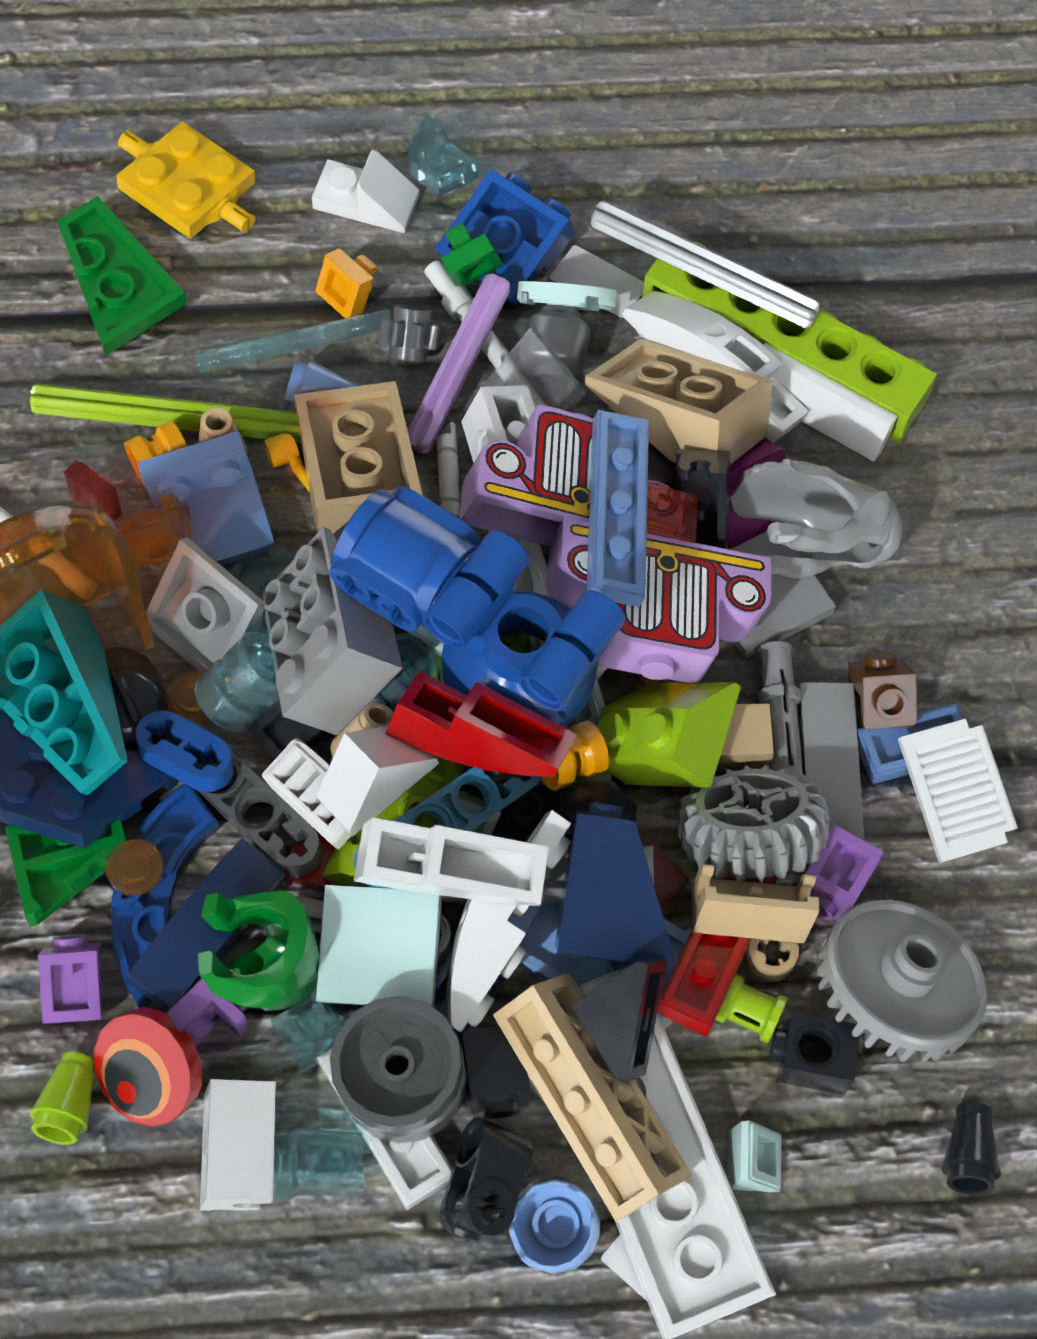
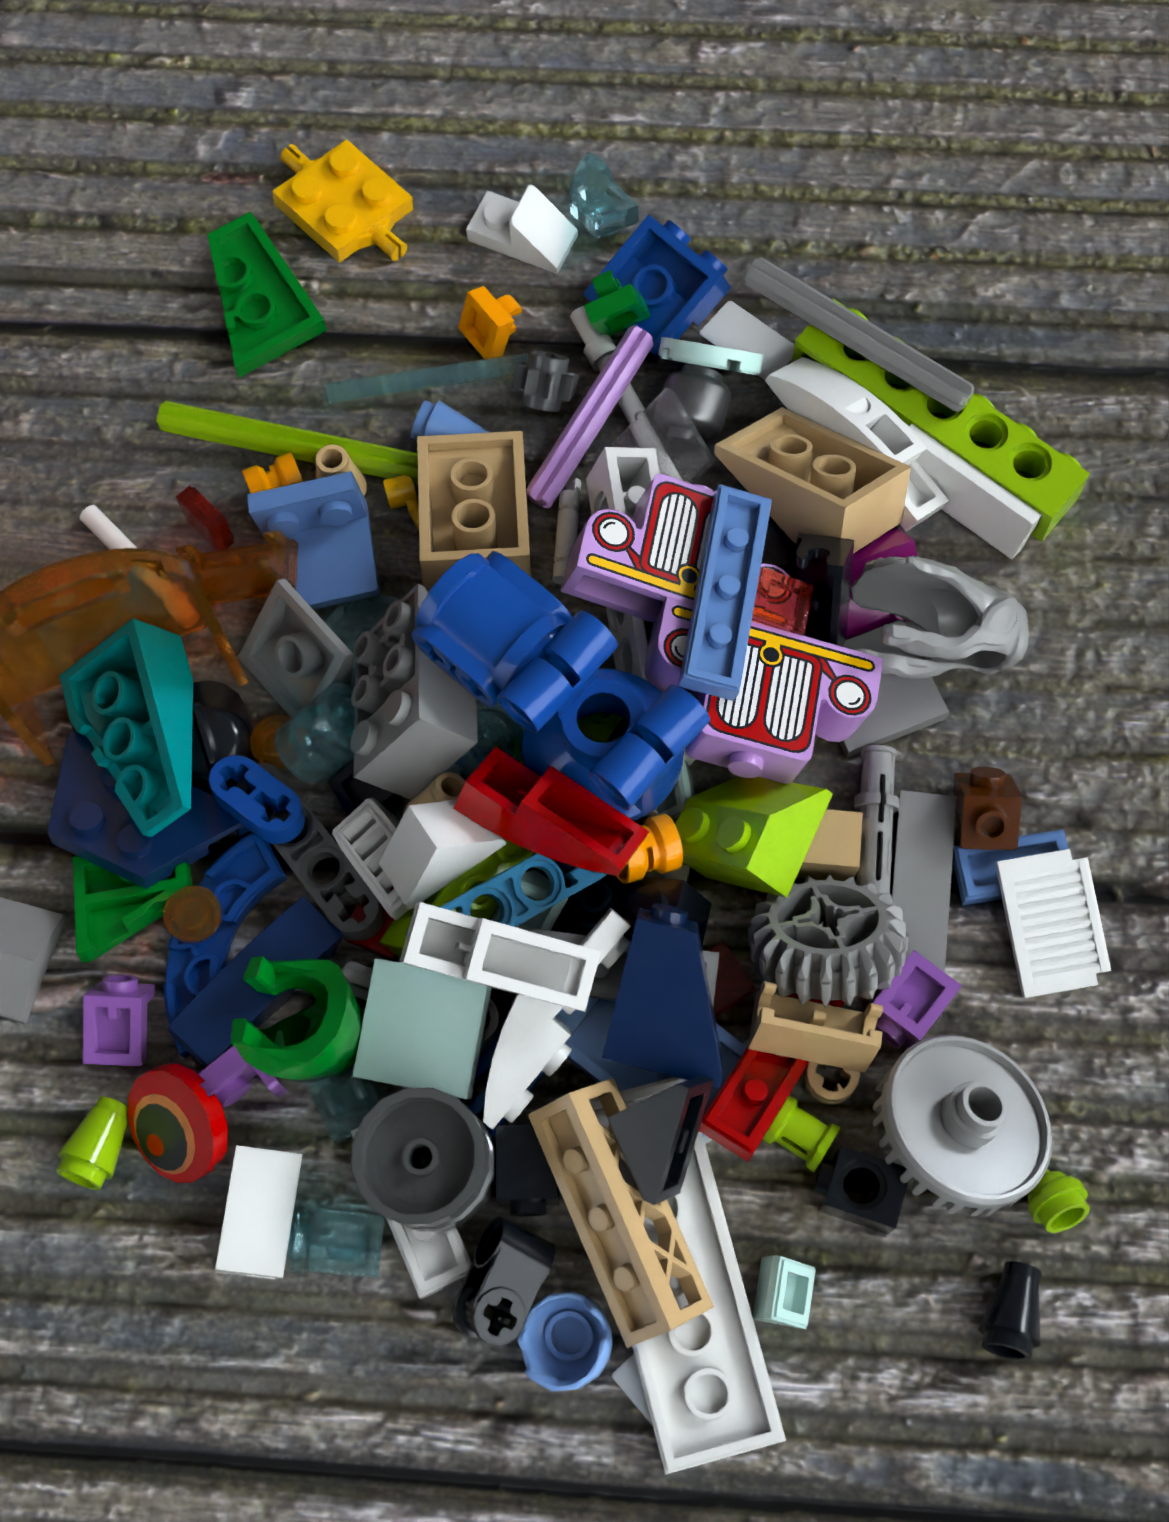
camera: 15 degrees right, 5 degrees up
(998, 1043) = (1058, 1201): none -> lime plate

